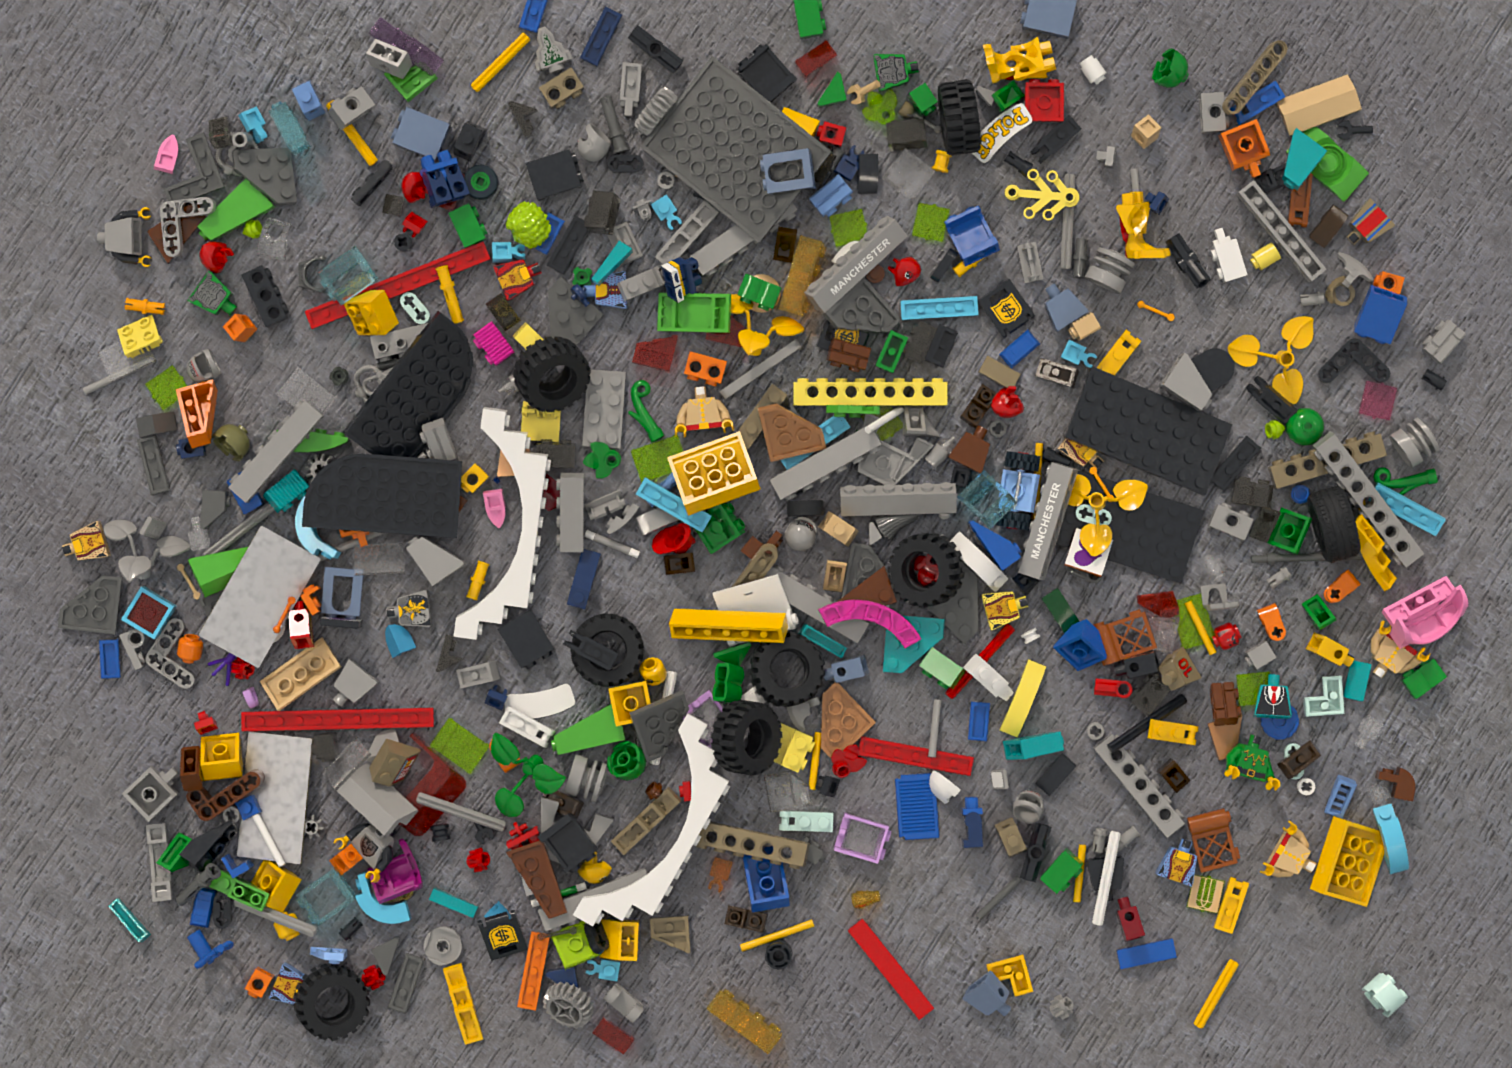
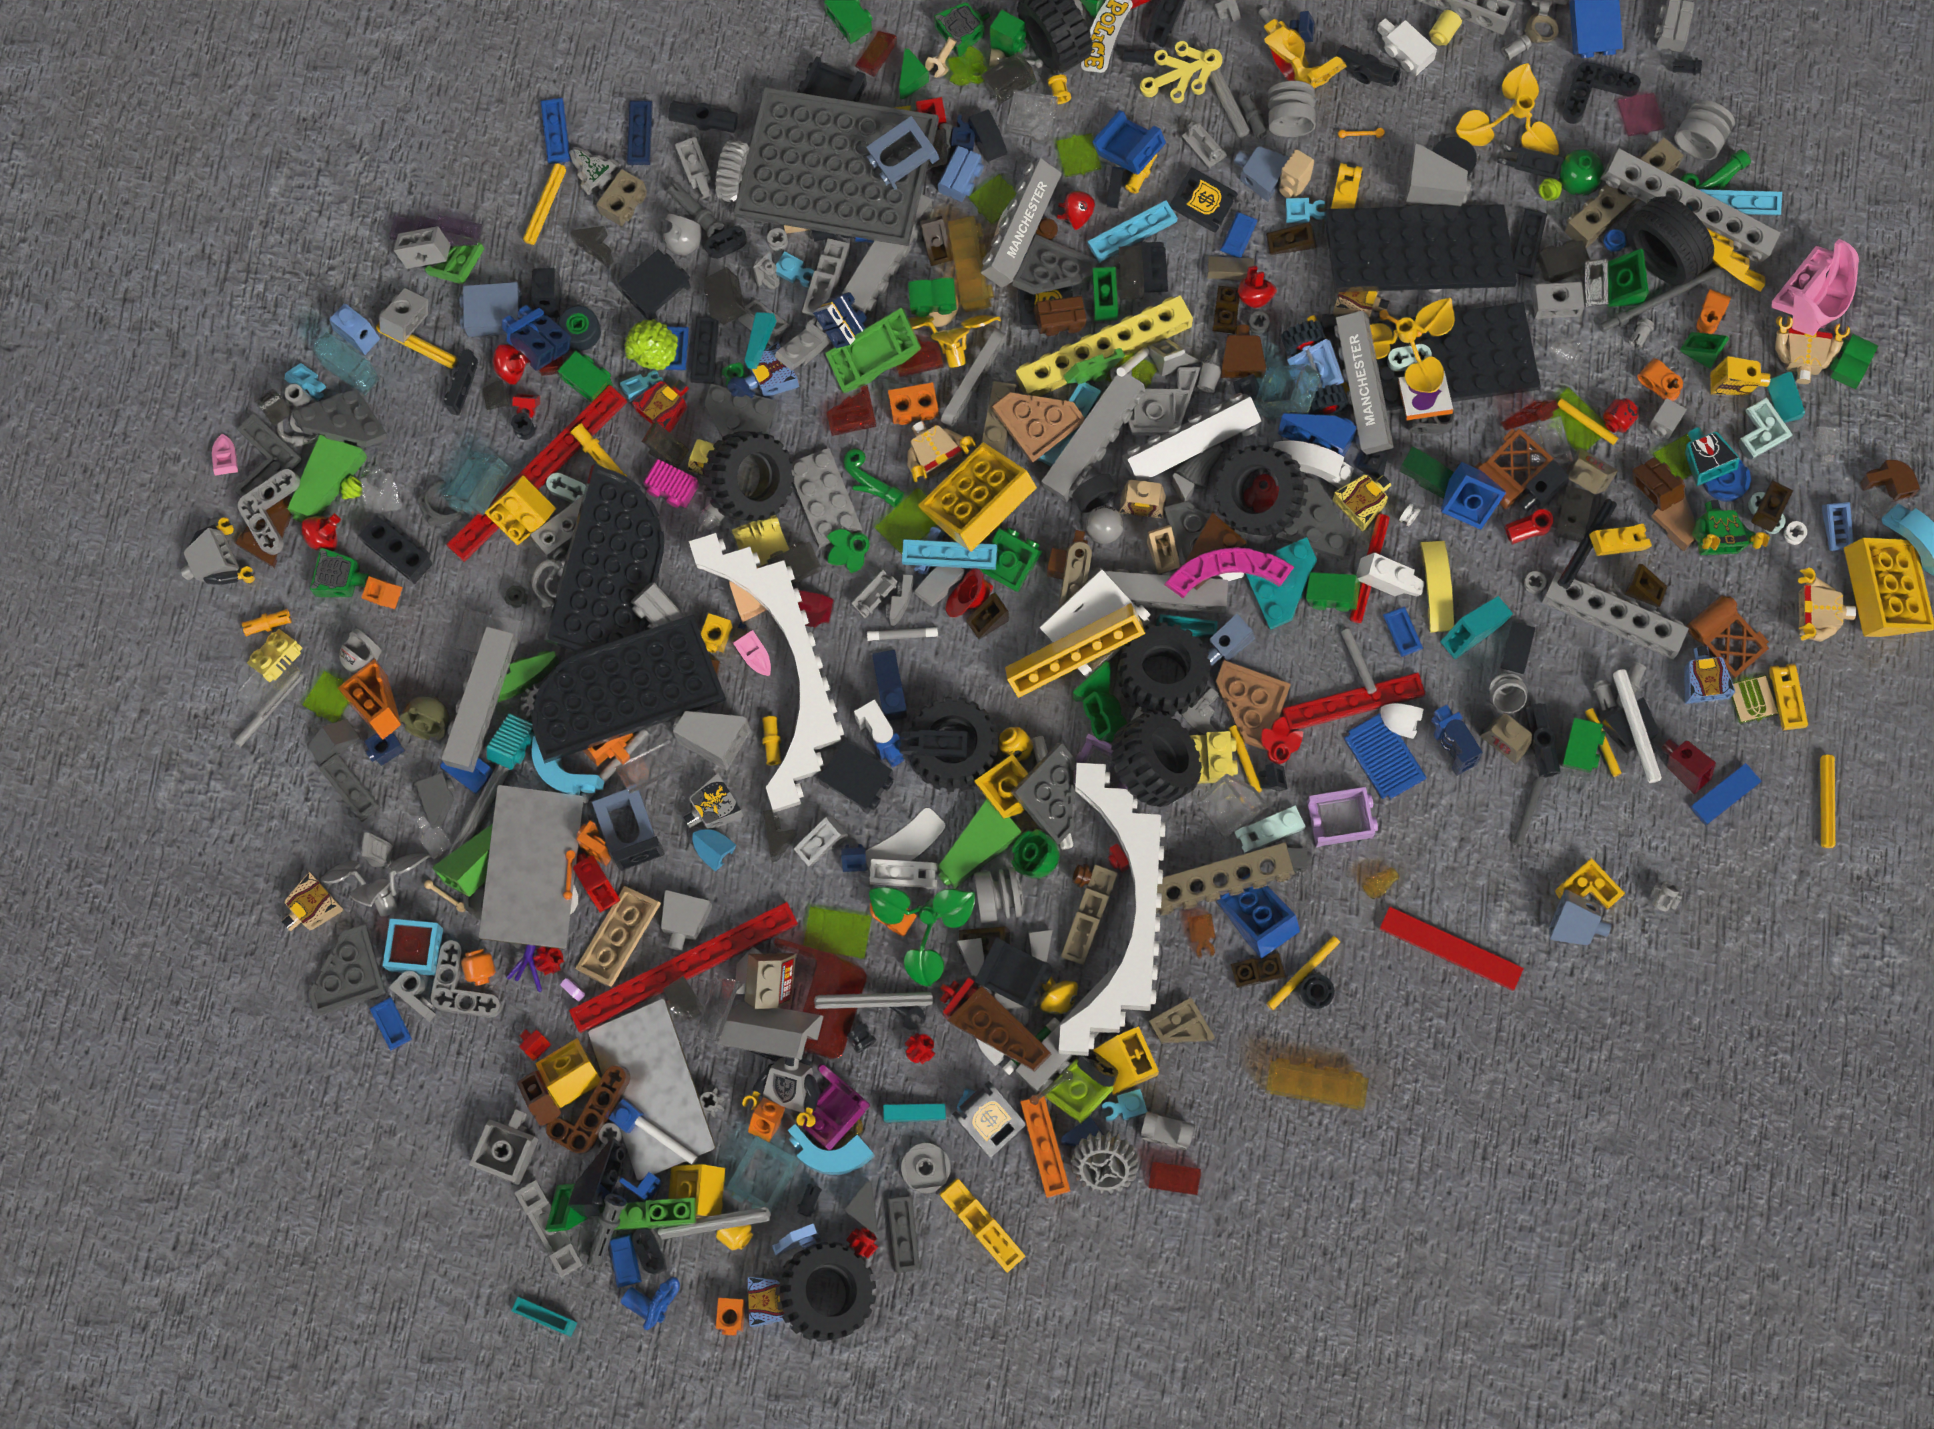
camera: 20 degrees left, 15 degrees down
(559, 616) = (881, 731): none -> white hips
(571, 512) = (841, 615): light grey brick -> none
(999, 779) = (1459, 681): slope -> none
(1223, 596) = (1593, 382): light grey piece -> none

